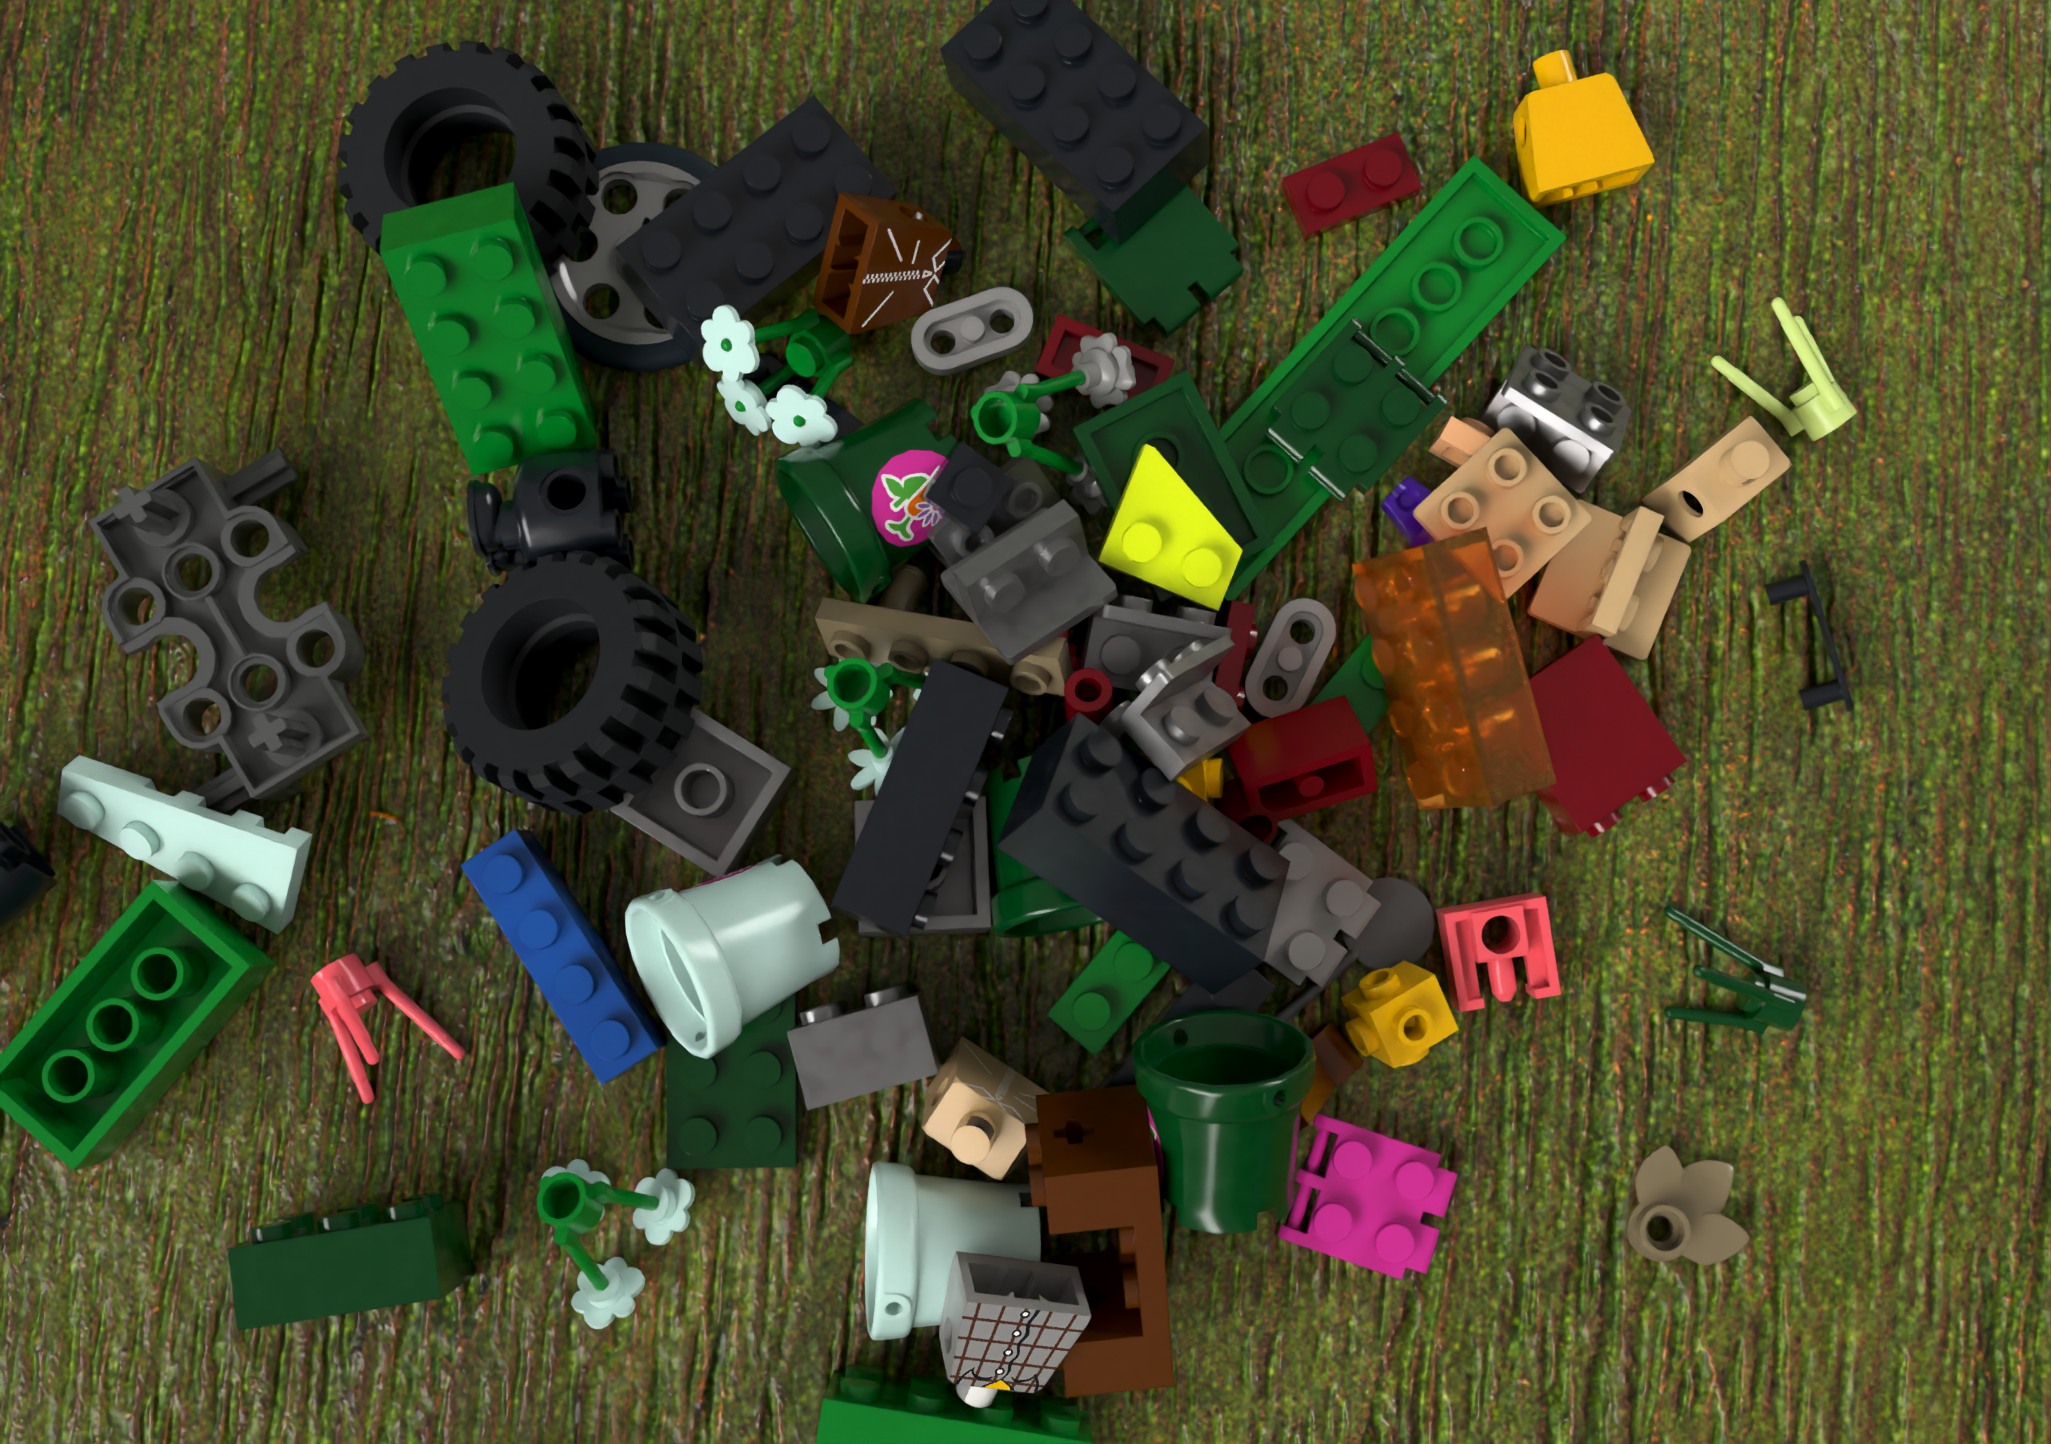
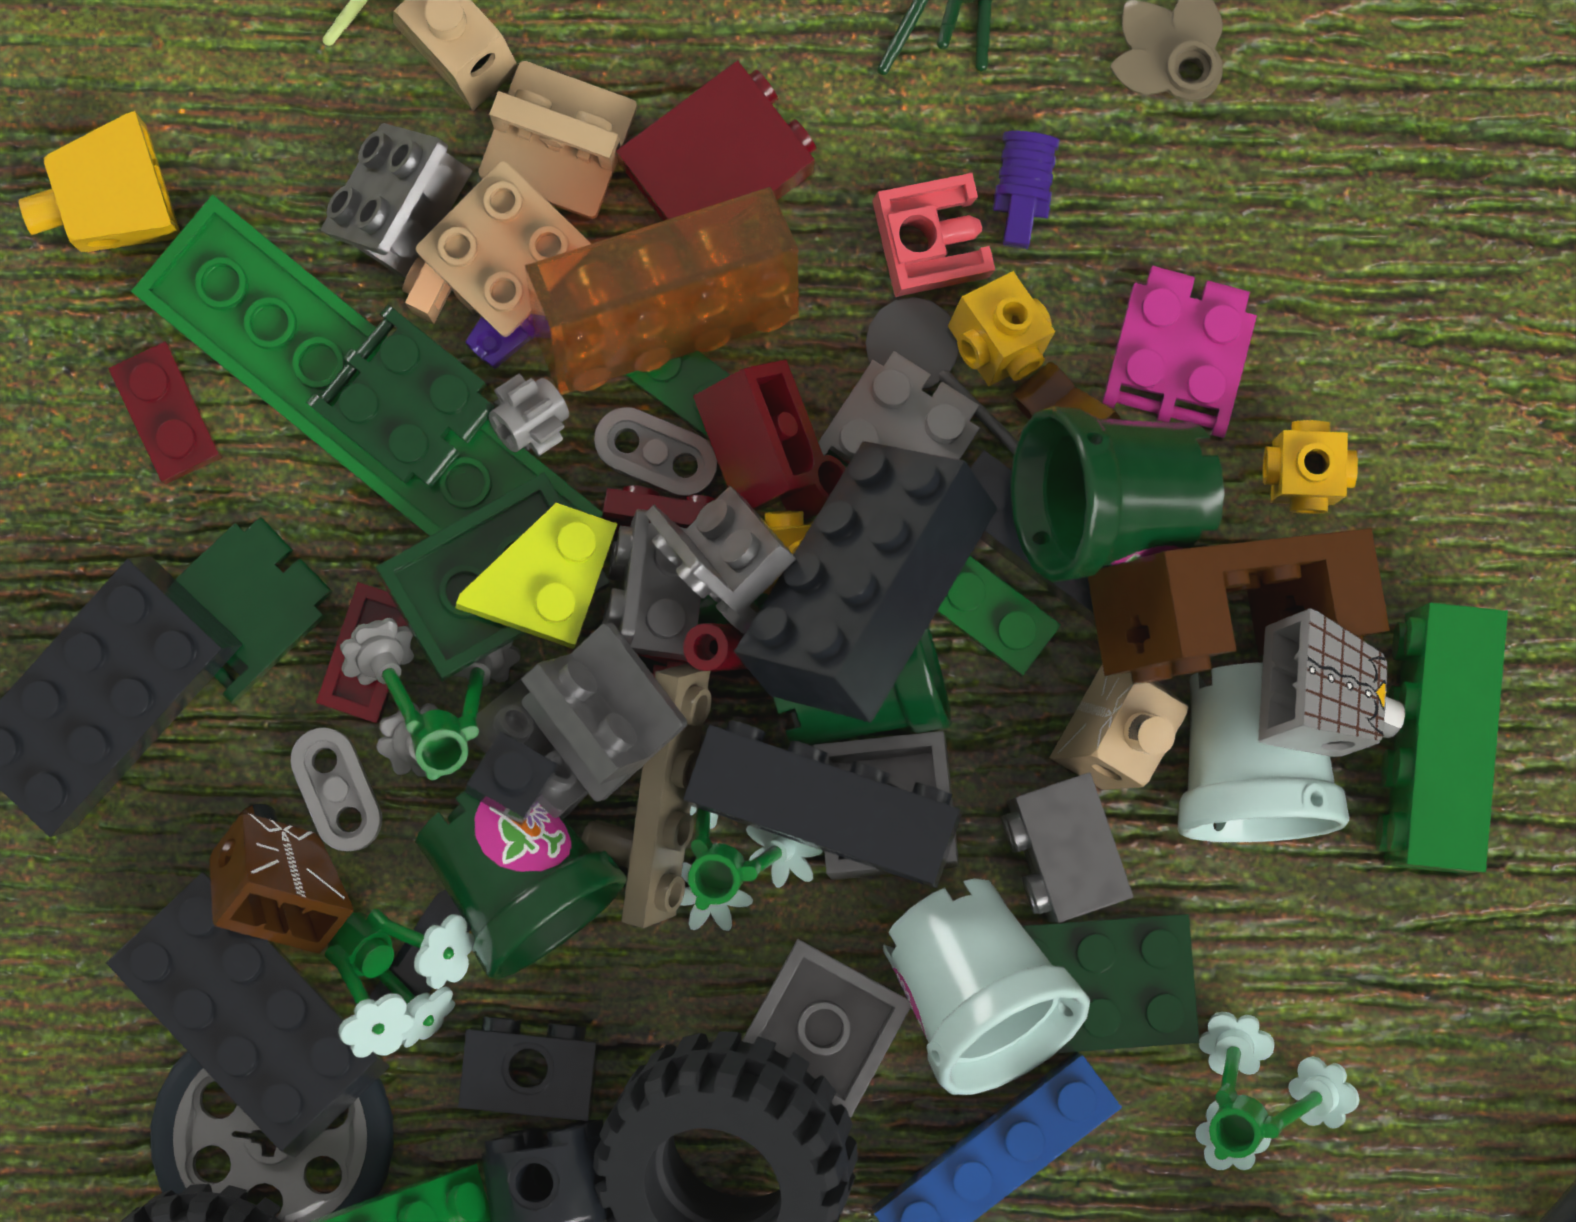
camera: 95 degrees left, 0 degrees up
(673, 466) = (492, 1085): none -> black brick
(1234, 1301) = (1291, 480): none -> yellow brick
(1333, 533) = (528, 414): none -> light grey gear
(1548, 1048) = (1024, 183): none -> dark purple hinge

